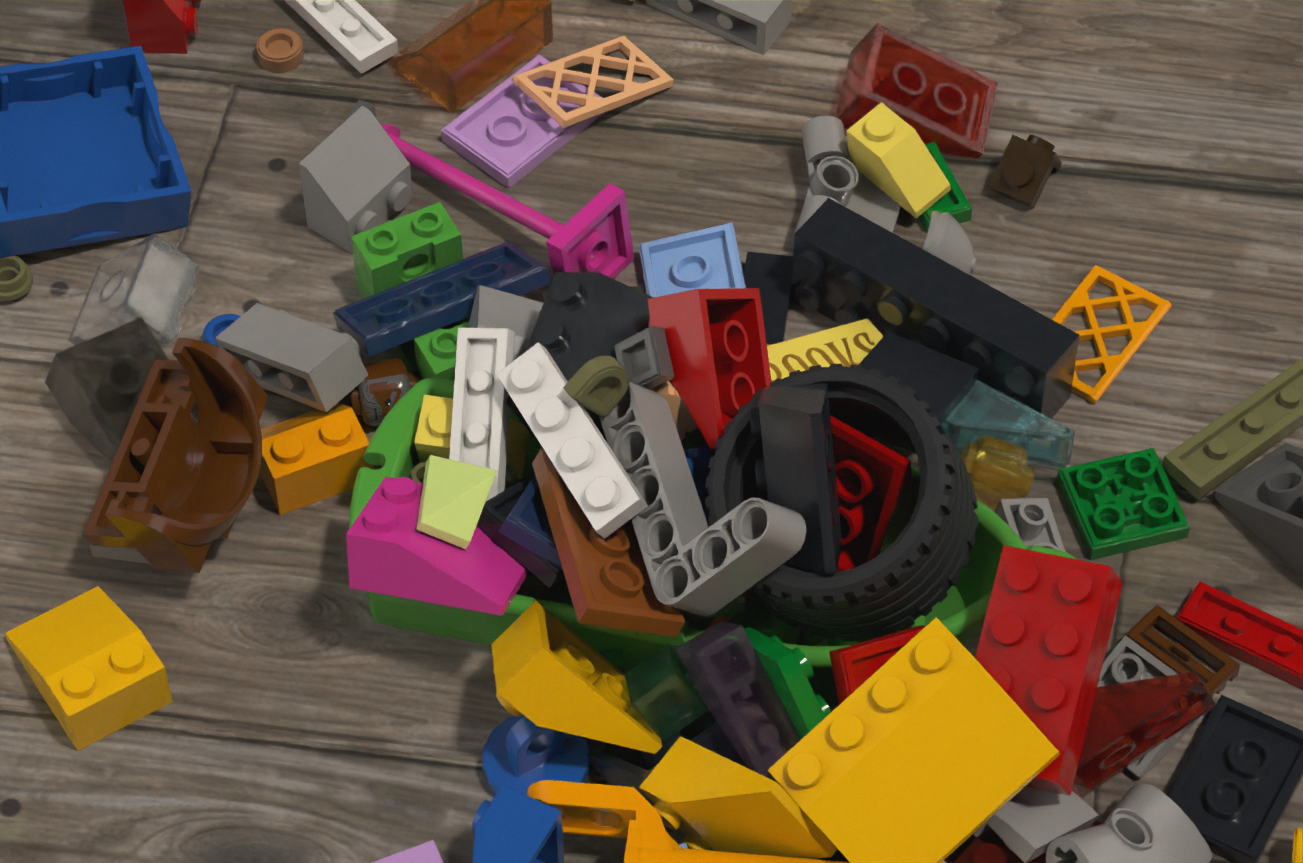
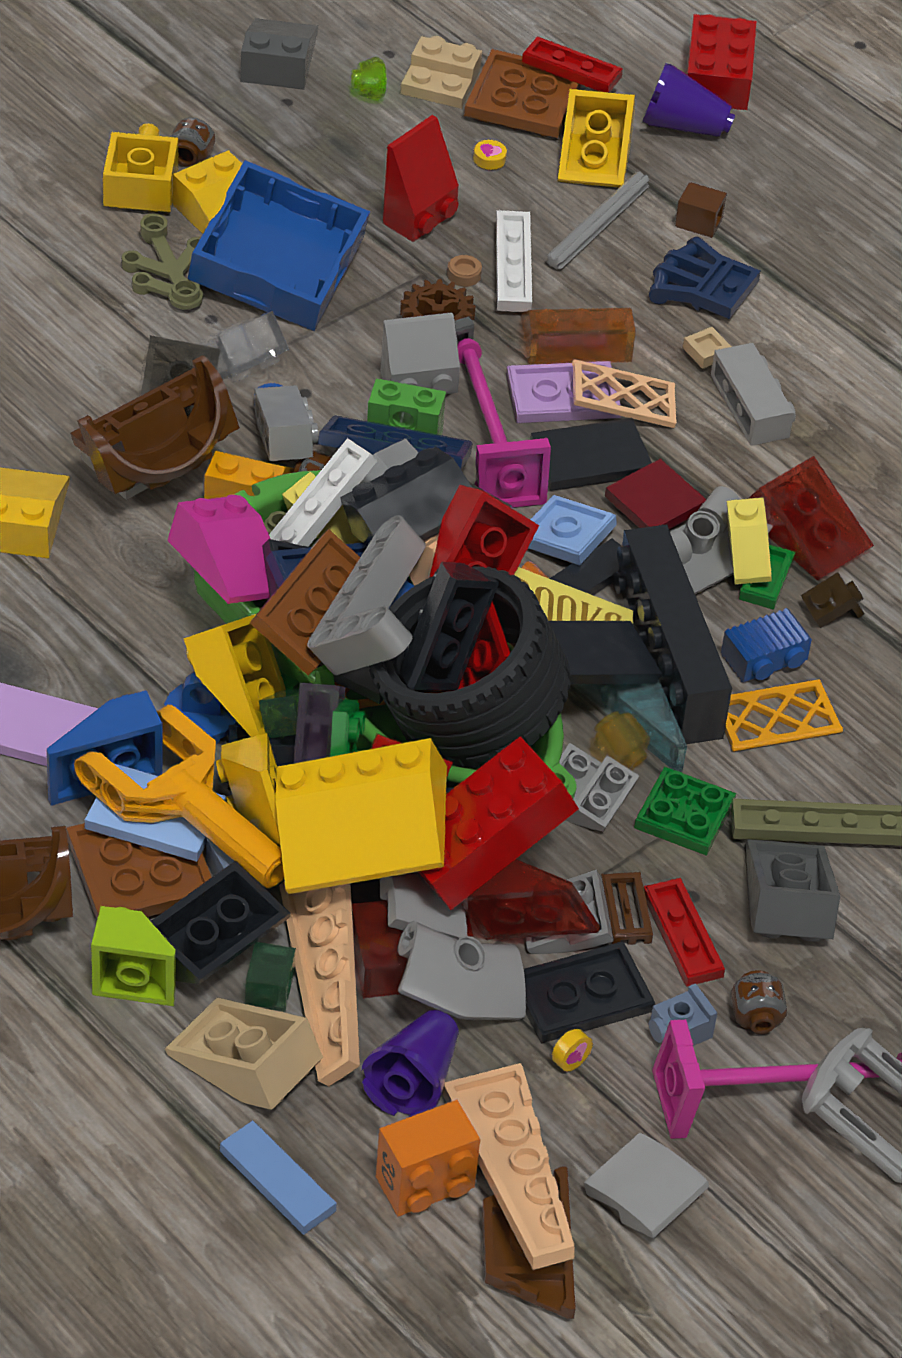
camera: 35 degrees right, 5 degrees down
(302, 111) = (437, 299): none -> reddish brown gear
(453, 499) = (255, 526): yellowish green slope -> none
(572, 441) = (344, 531): white plate -> none
(599, 384) = (381, 508): olive tile -> none
(632, 154) = (594, 453): none -> black tile
(646, 357) = (431, 518): dark grey tile -> none
(744, 177) = (655, 496): none -> dark red tile
(950, 242) = (721, 603): light grey hat -> none
(1023, 257) = (766, 645): none -> blue brick

